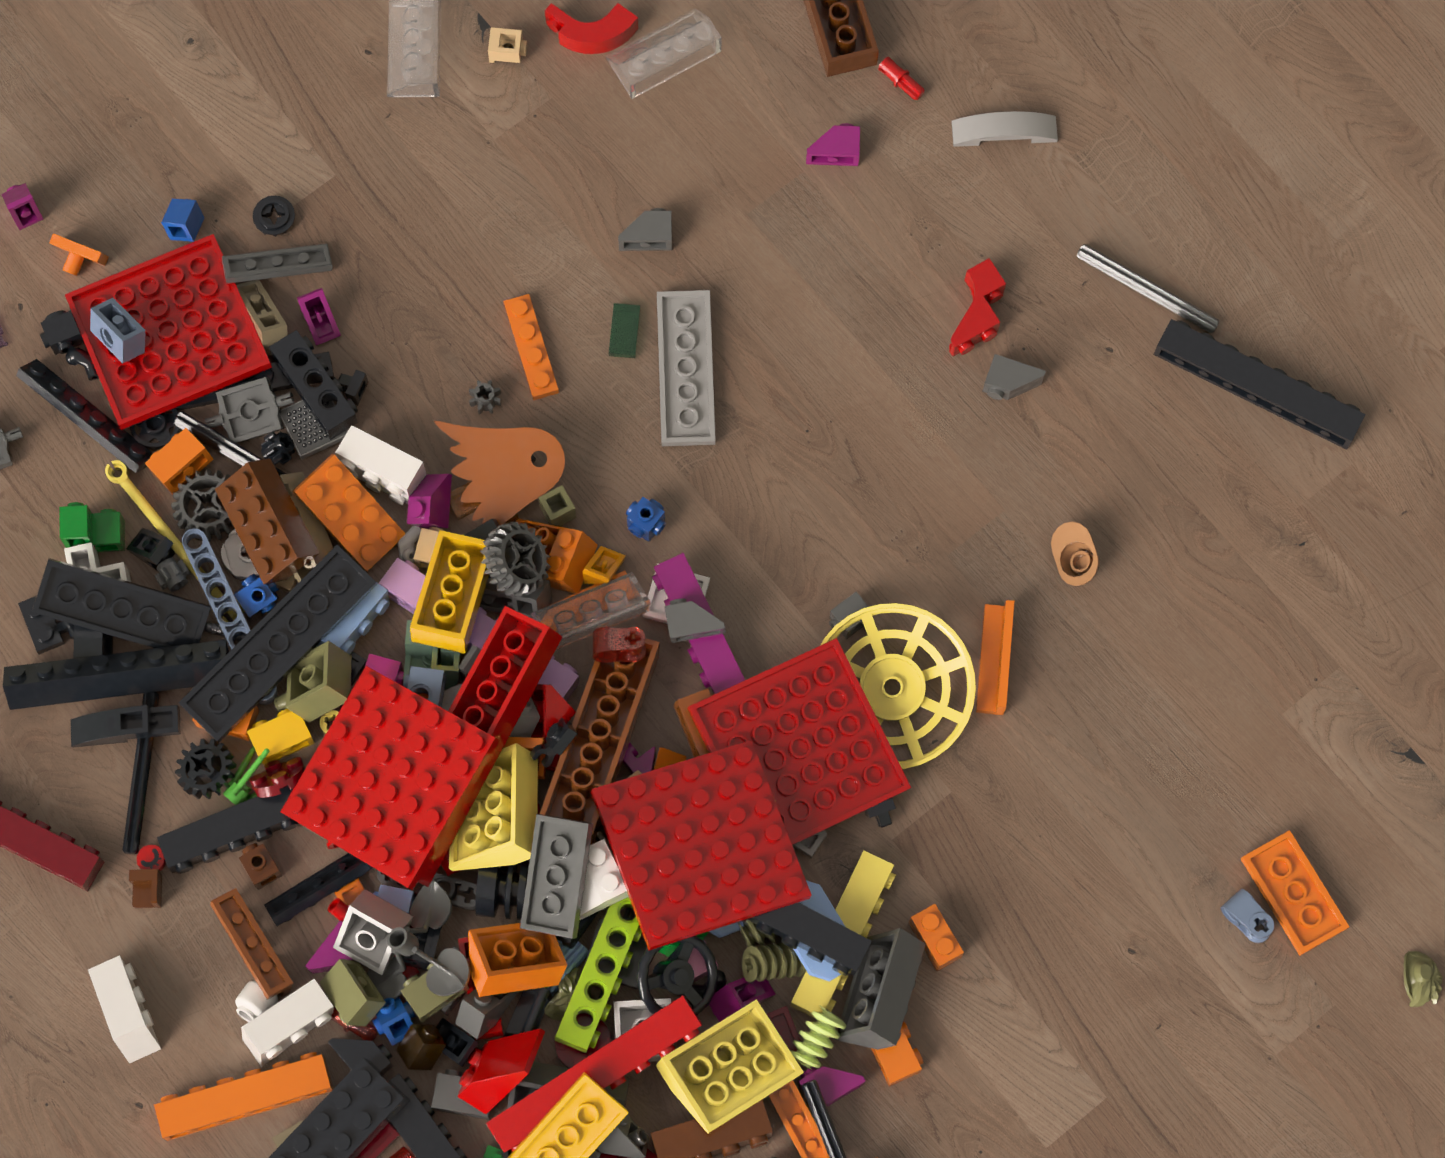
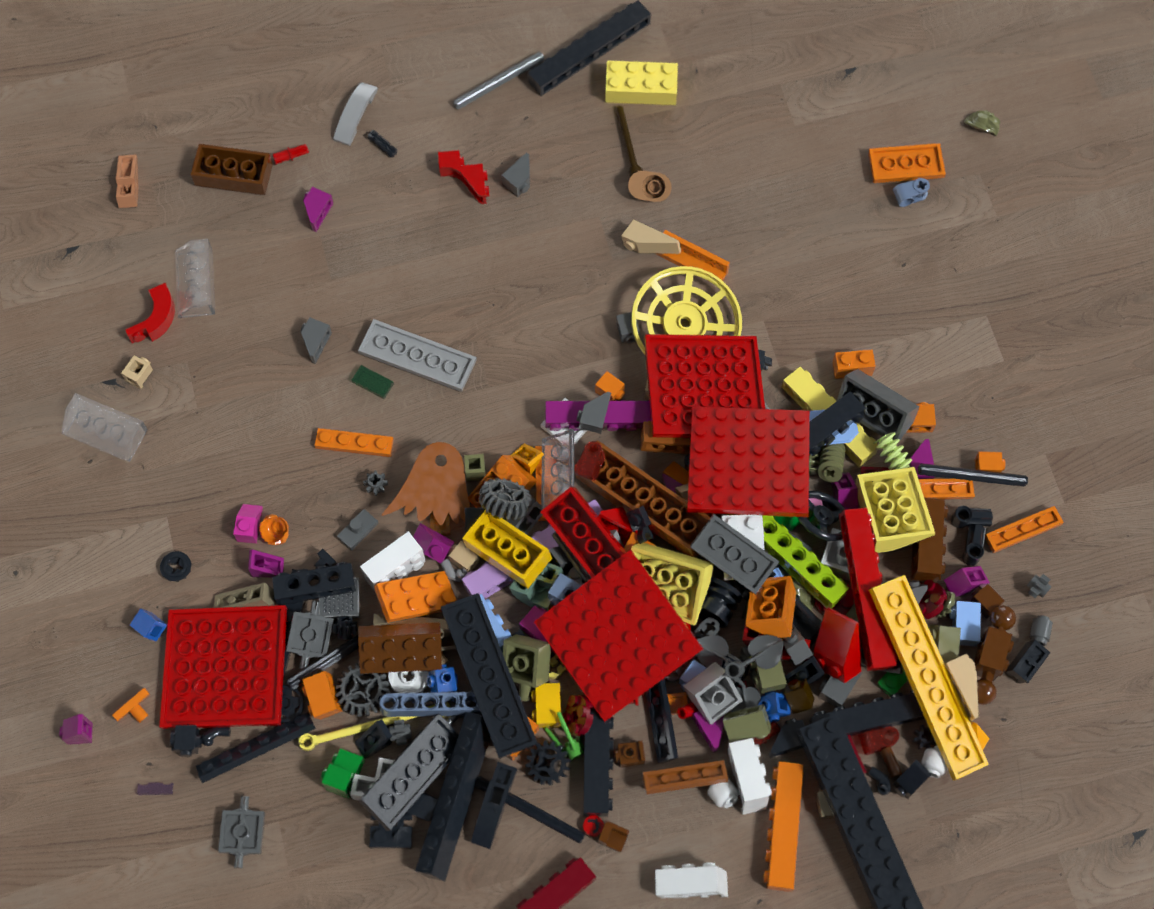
camera: 65 degrees left, 5 degrees down
(117, 330) = (210, 695): sand blue brick -> none
(276, 263) = (212, 576): dark grey tile -> none
(365, 271) = (248, 523): none -> dark pink slope
(368, 306) = (274, 530): none -> orange hair
(415, 405) = (357, 529): none -> dark grey tile
(646, 527) = (508, 418): blue brick -> none
(750, 630) = (611, 384): none -> orange brick
(974, 184) = (382, 143): none -> black axle
(990, 584) = (648, 240): none -> tan slope
(1097, 525) = (628, 143): none -> dark brown piece
(1237, 476) = (641, 82): none -> light yellow brick

